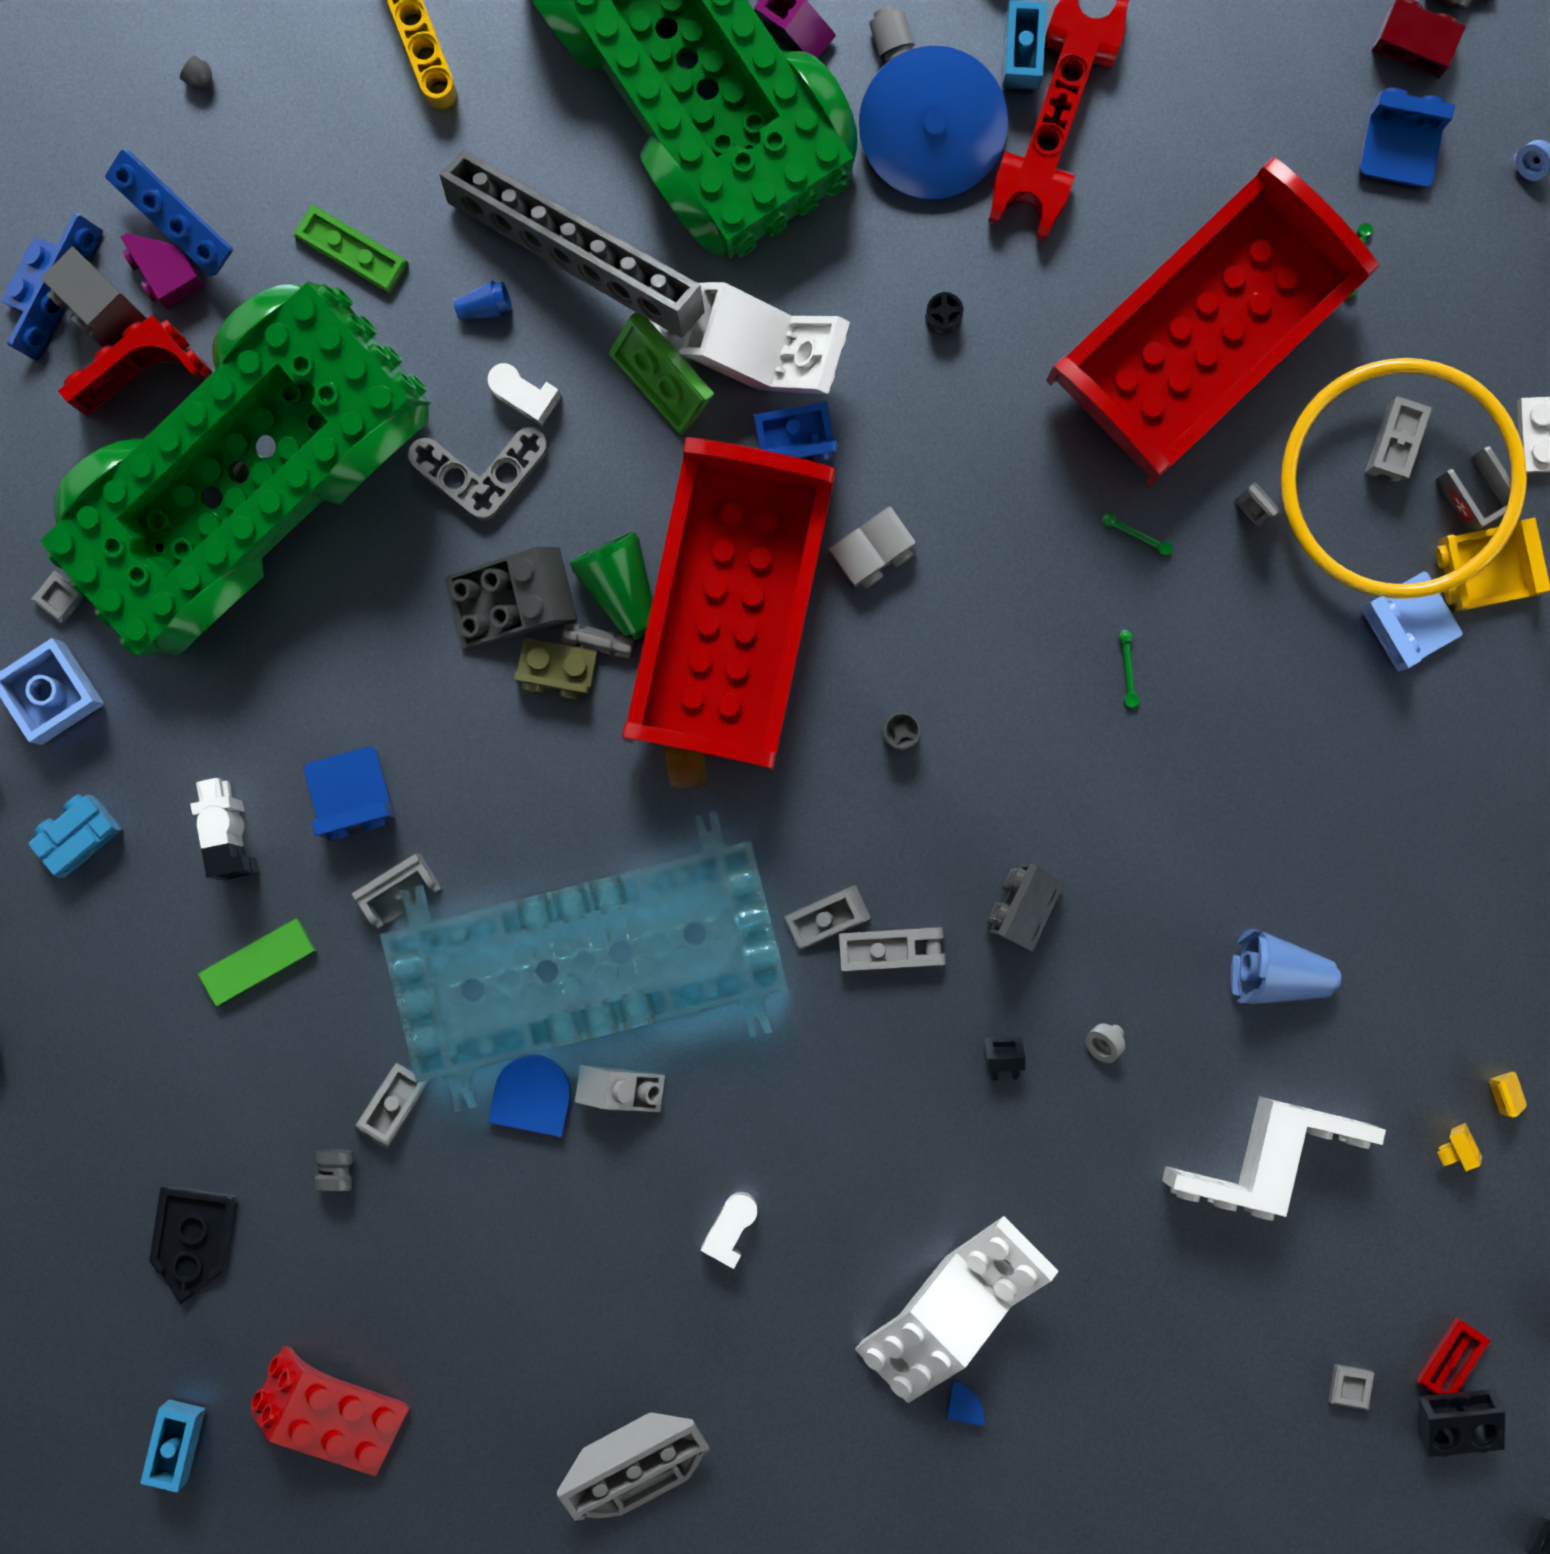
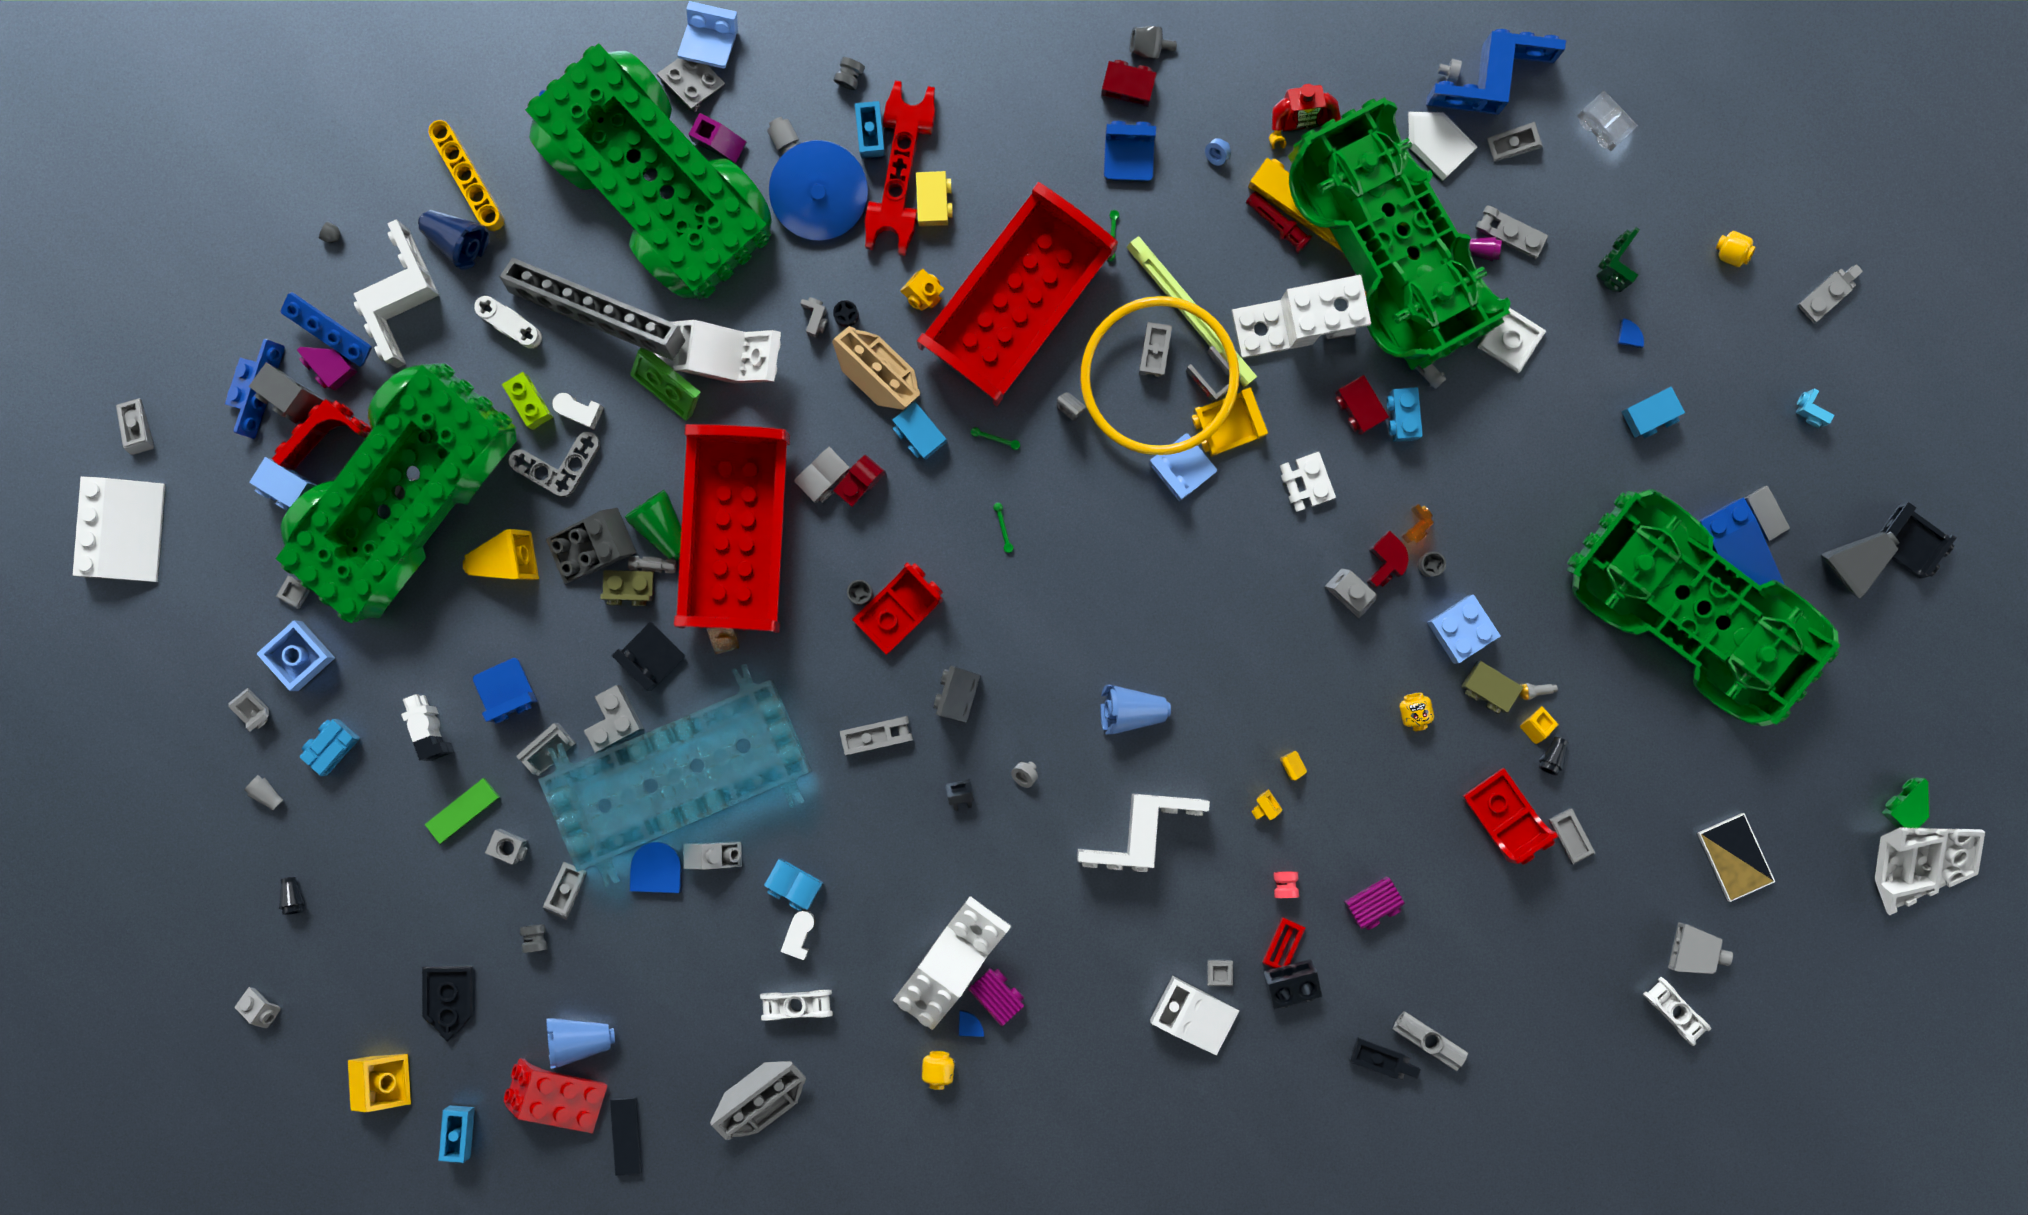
camera: 10 degrees left, 0 degrees up
(62, 430) = (280, 483): none -> light blue brick
(69, 1349) = (379, 1082): none -> yellow slope
(279, 178) = (395, 295): none -> white bracket
(299, 1027) = (497, 842): none -> light grey brick
(350, 249) = (449, 332): bright green tile -> none
(373, 1334) = (576, 1040): none -> medium blue cone
(379, 593) = (504, 556): none -> yellow slope
(381, 107) = (455, 237): none -> dark blue cone
(424, 1488) = (625, 1136): none -> black tile
(440, 246) = (508, 322): none -> white piece
(450, 367) = (527, 400): none -> lime brick
(484, 302) = (544, 353): blue cone -> none
(513, 867) = (619, 723): none -> light grey brick
(572, 777) = (649, 657): none -> black bracket
(688, 1333) = (814, 1005): none -> white piece
(734, 1153) = (793, 884): none -> dark azure brick
(797, 431) = (760, 407): blue bracket -> none
(827, 917) = (831, 721): light grey slope -> none
(900, 318) = (817, 322): none -> light grey bracket
(908, 1465) = (938, 1069): none -> yellow head
(927, 564) = (861, 477): none -> dark red brick
(958, 762) = (899, 608): none -> red bracket
(977, 402) = (876, 368): none -> tan wedge
(1013, 1369) = (997, 996): none -> magenta brick
(1026, 505) = (919, 431): none -> dark azure brick
(1065, 296) = (922, 290): none -> yellow brick
(1100, 162) = (932, 198): none -> light yellow brick
(1303, 1445) = (1194, 1016): none -> white slope
(1432, 347) = (1173, 289): none -> yellowish green piece
(1473, 1280) = (1286, 890): none -> coral wheel

